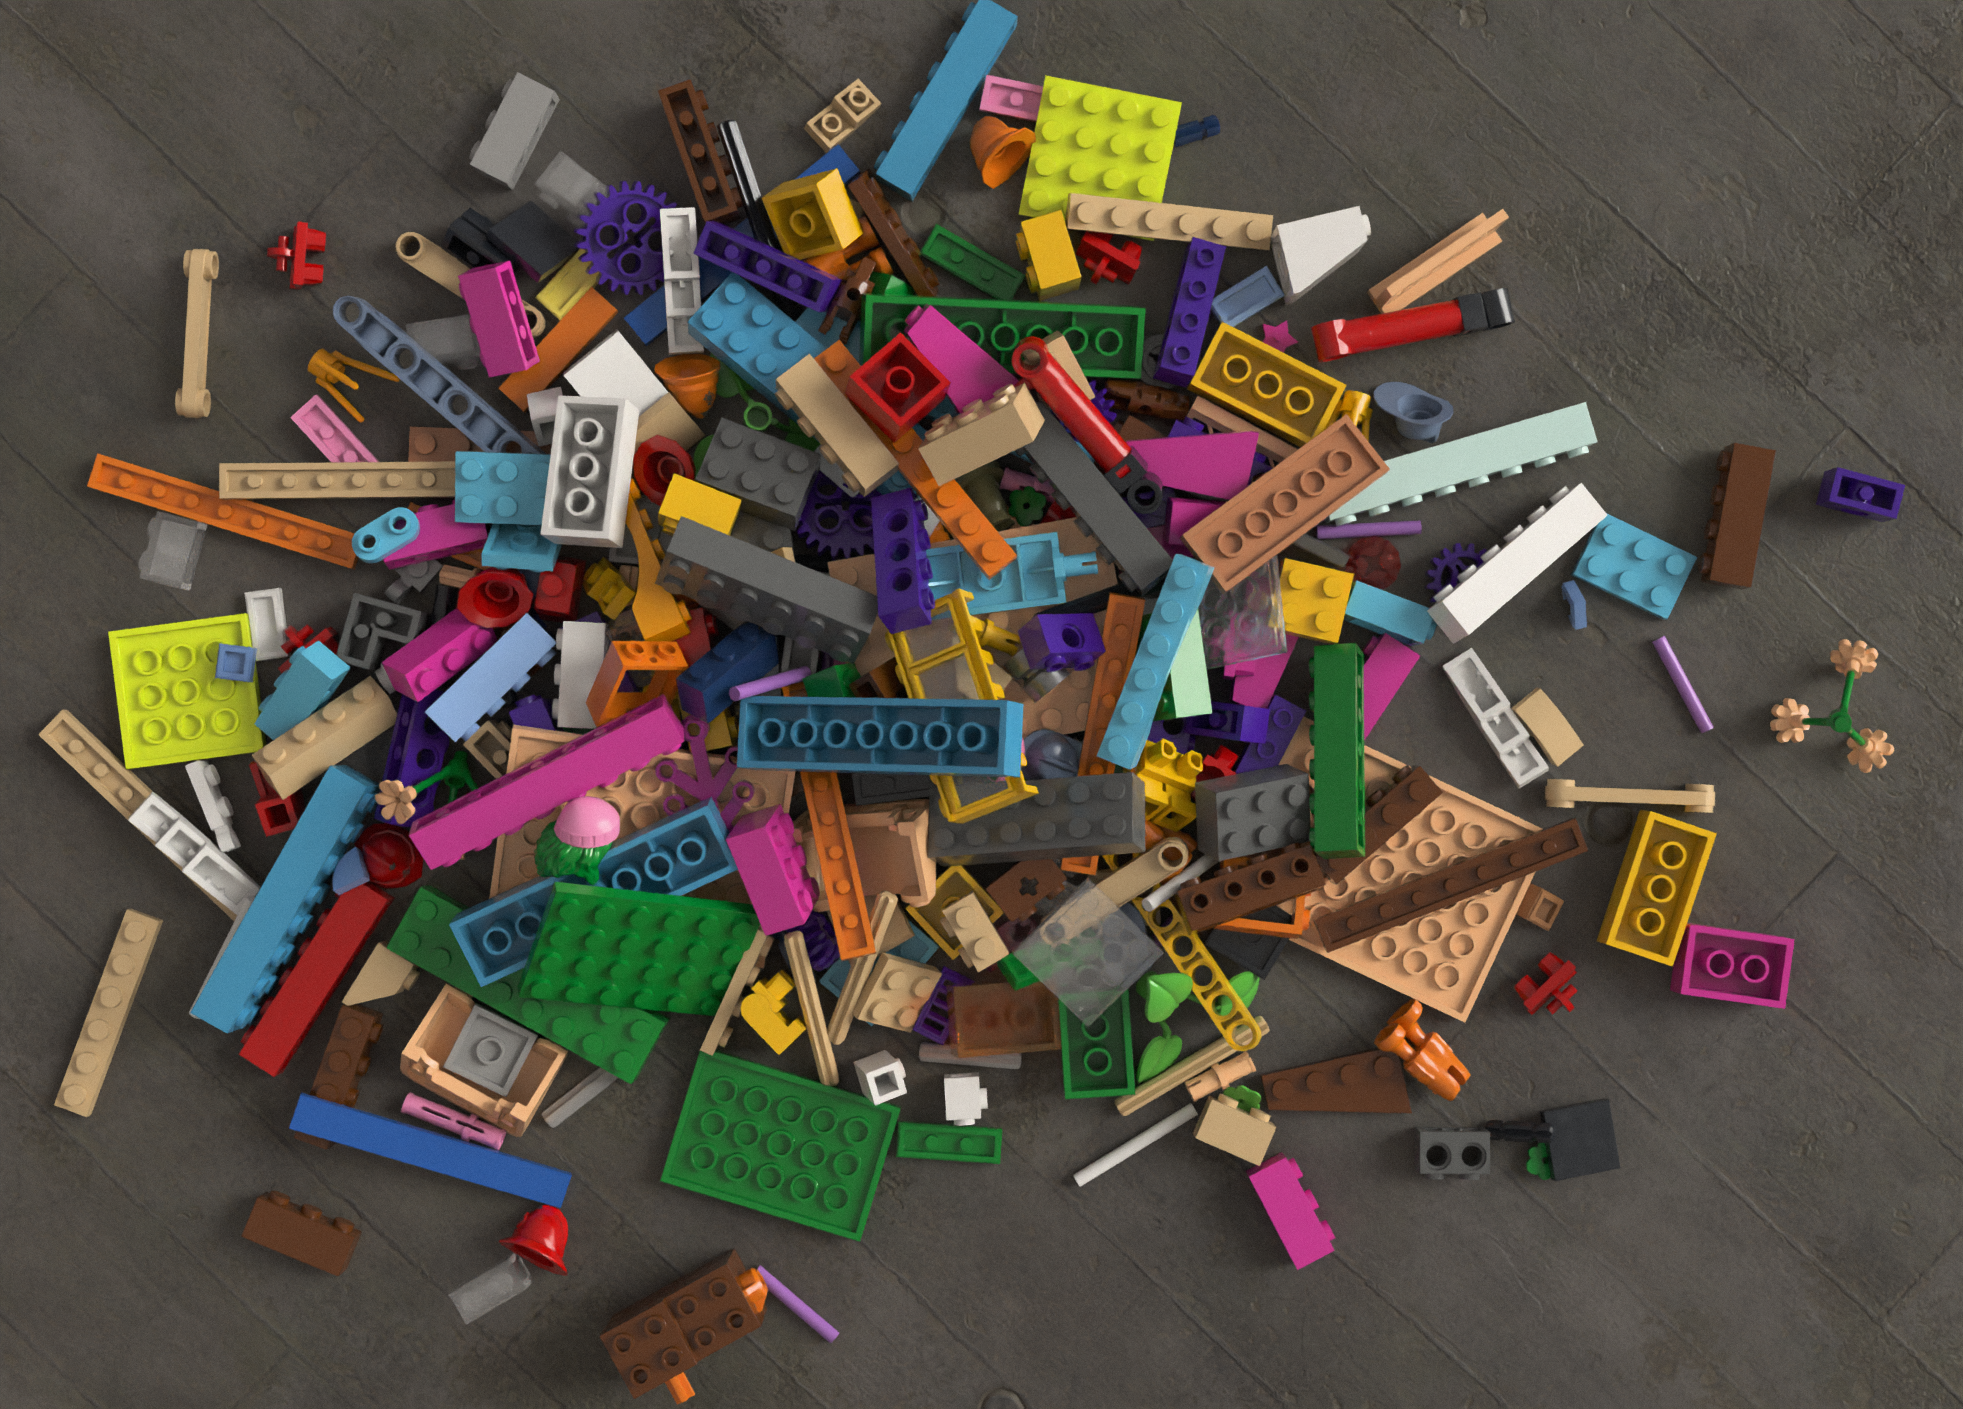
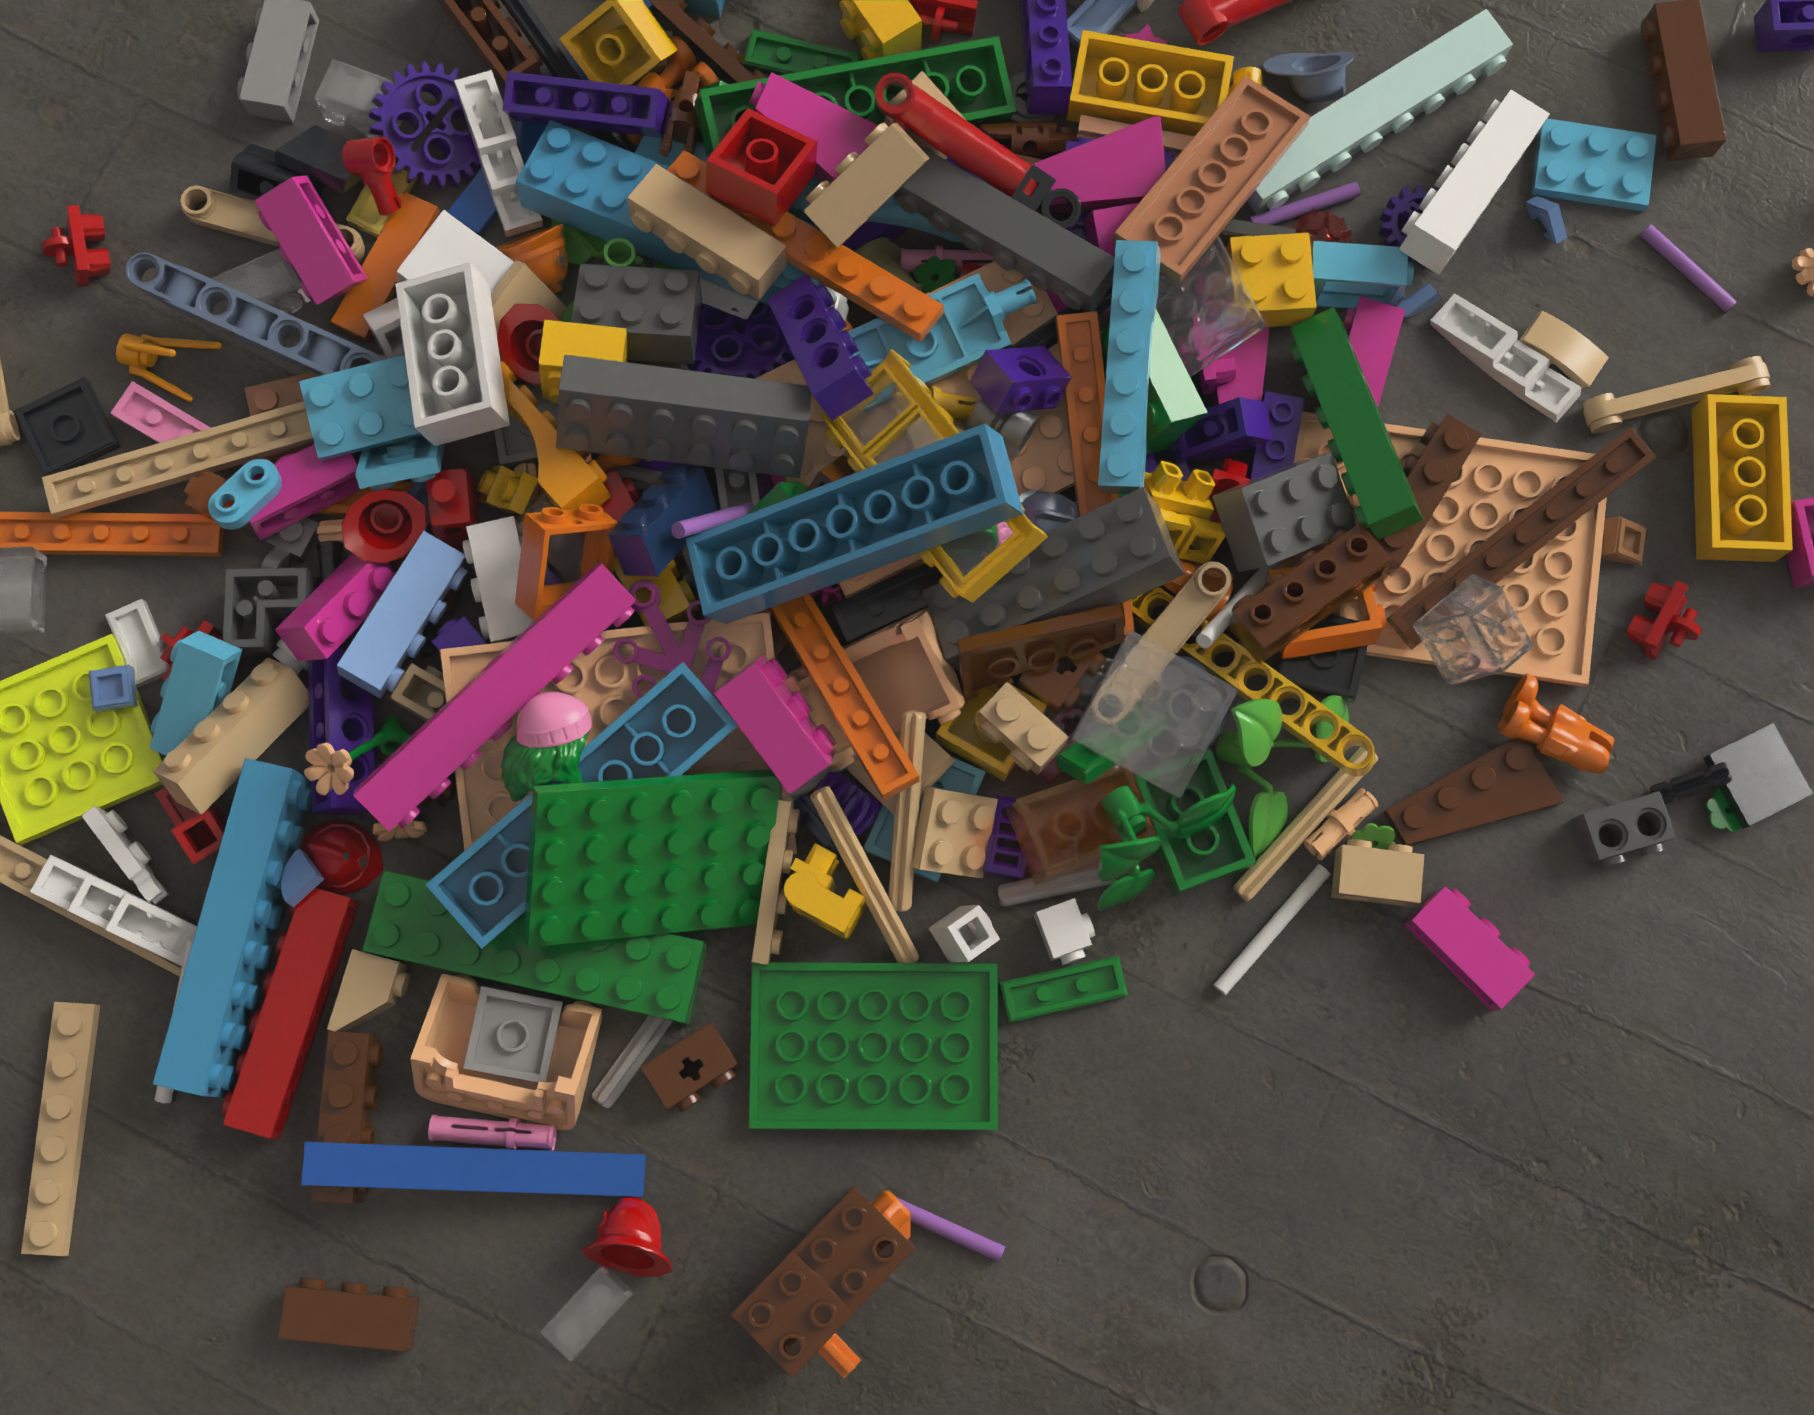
camera: 15 degrees left, 10 degrees down
(250, 416) = (67, 428): none -> black tile
(353, 517) = (200, 491): none -> clear orange gear
(571, 266) = (374, 163): none -> red pin
(607, 1115) = (667, 1069): none -> reddish brown brick
(1007, 873) = (1036, 646): none -> reddish brown wing
(1039, 1031) = (1125, 856): none -> green plant
(1377, 958) = (1473, 632): none -> clear slope
(1436, 647) = (1419, 300): none -> medium blue tile

